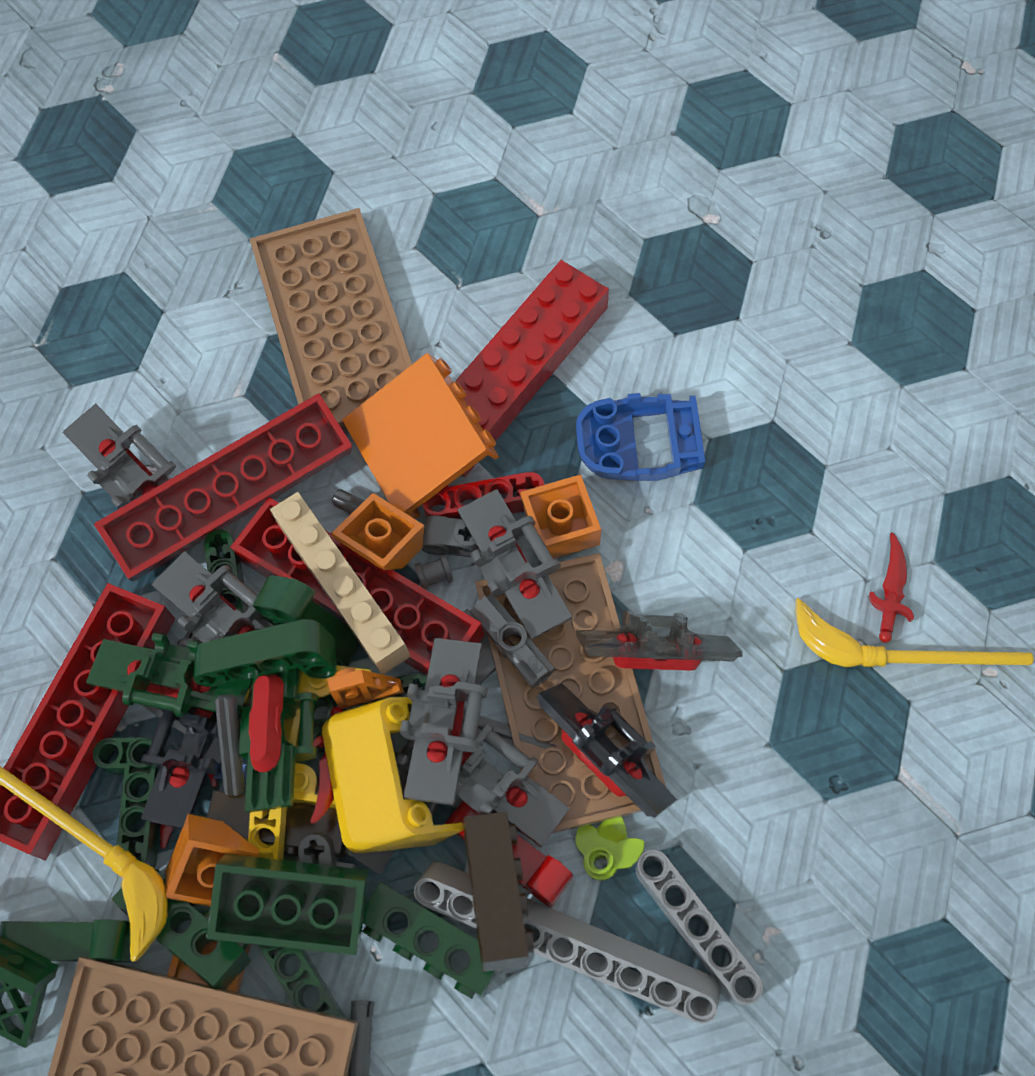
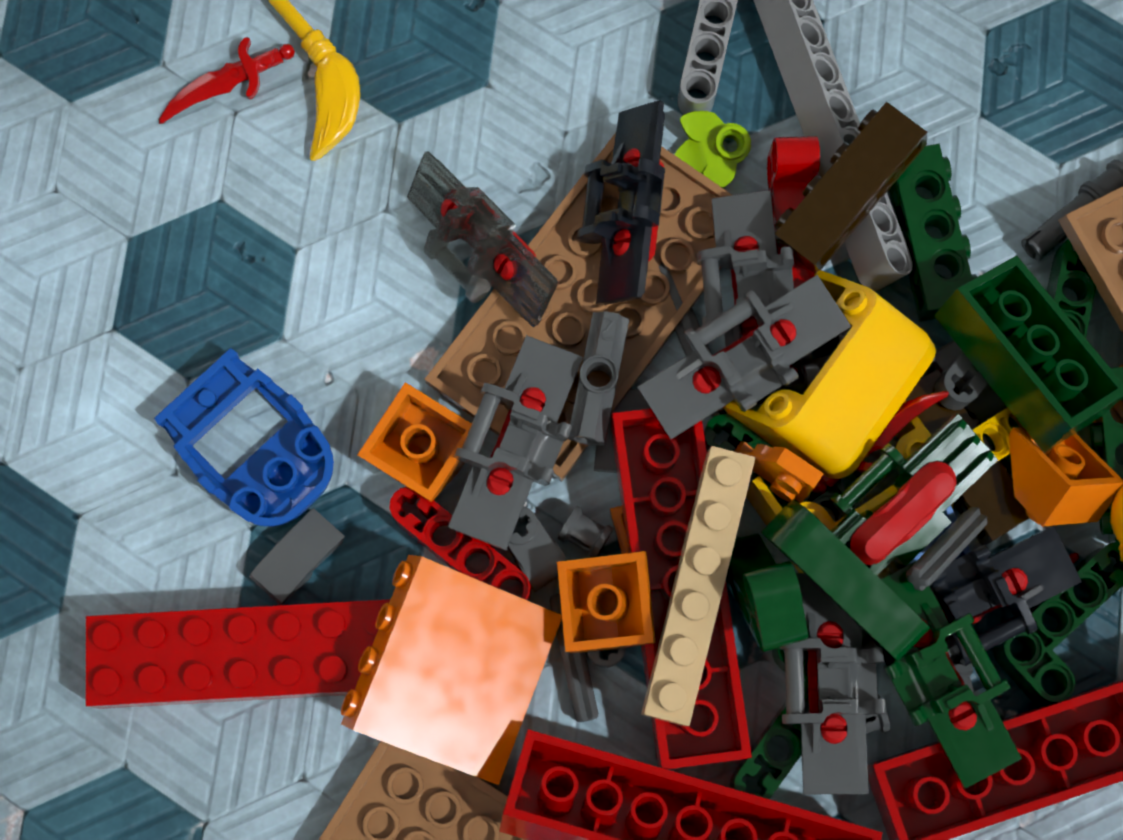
camera: 135 degrees left, 10 degrees up
(555, 418) = (296, 556): none -> dark grey slope

